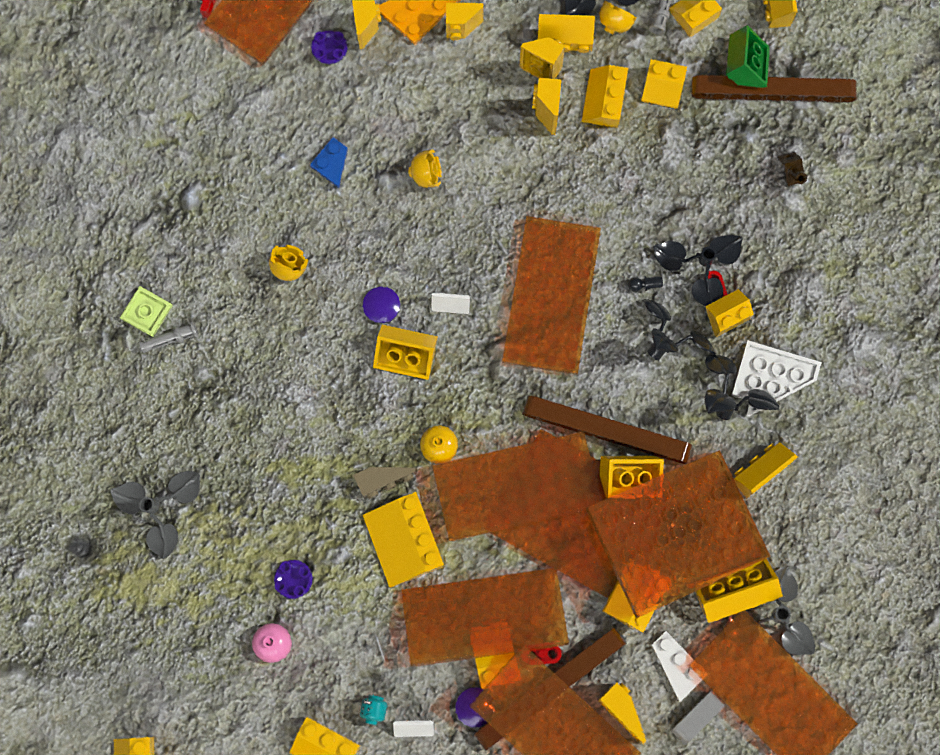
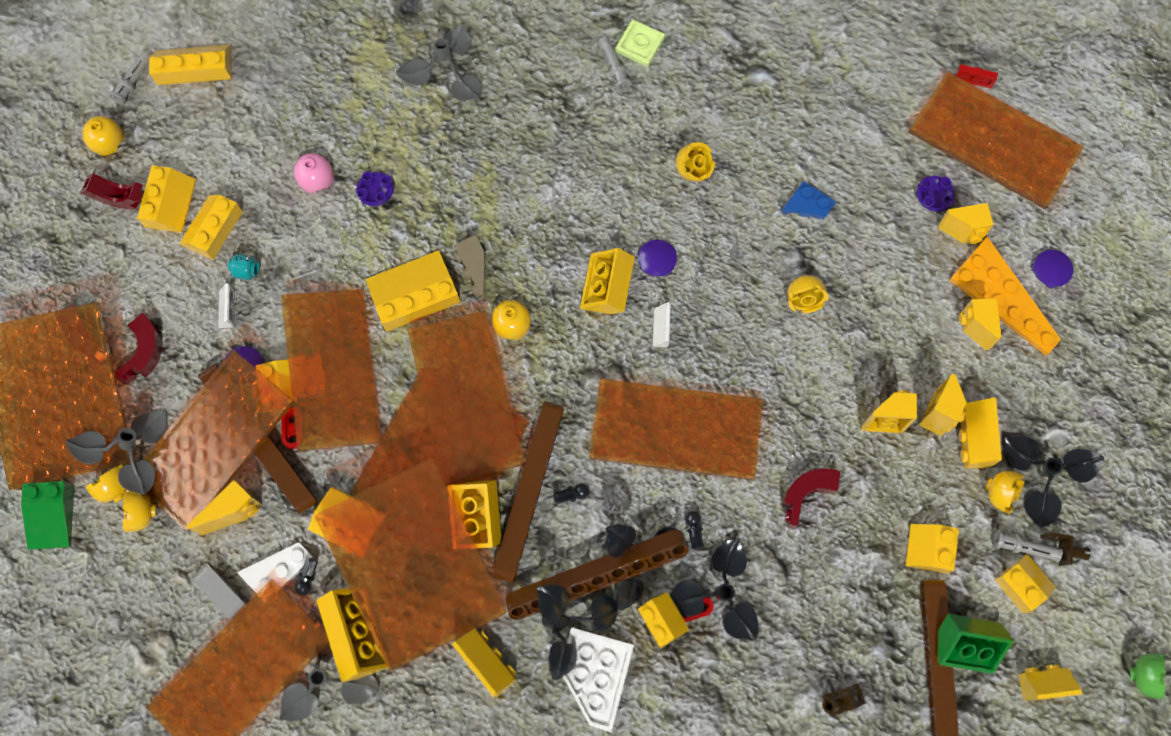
camera: 90 degrees right, 5 degrees down
(605, 95) = (911, 483): yellow slope -> none
(609, 188) = (811, 482): none -> dark red arch
(610, 391) = (580, 491): none -> black axle
(684, 636) = (303, 586): none -> black axle
(688, 367) = (602, 572): none -> reddish brown beam

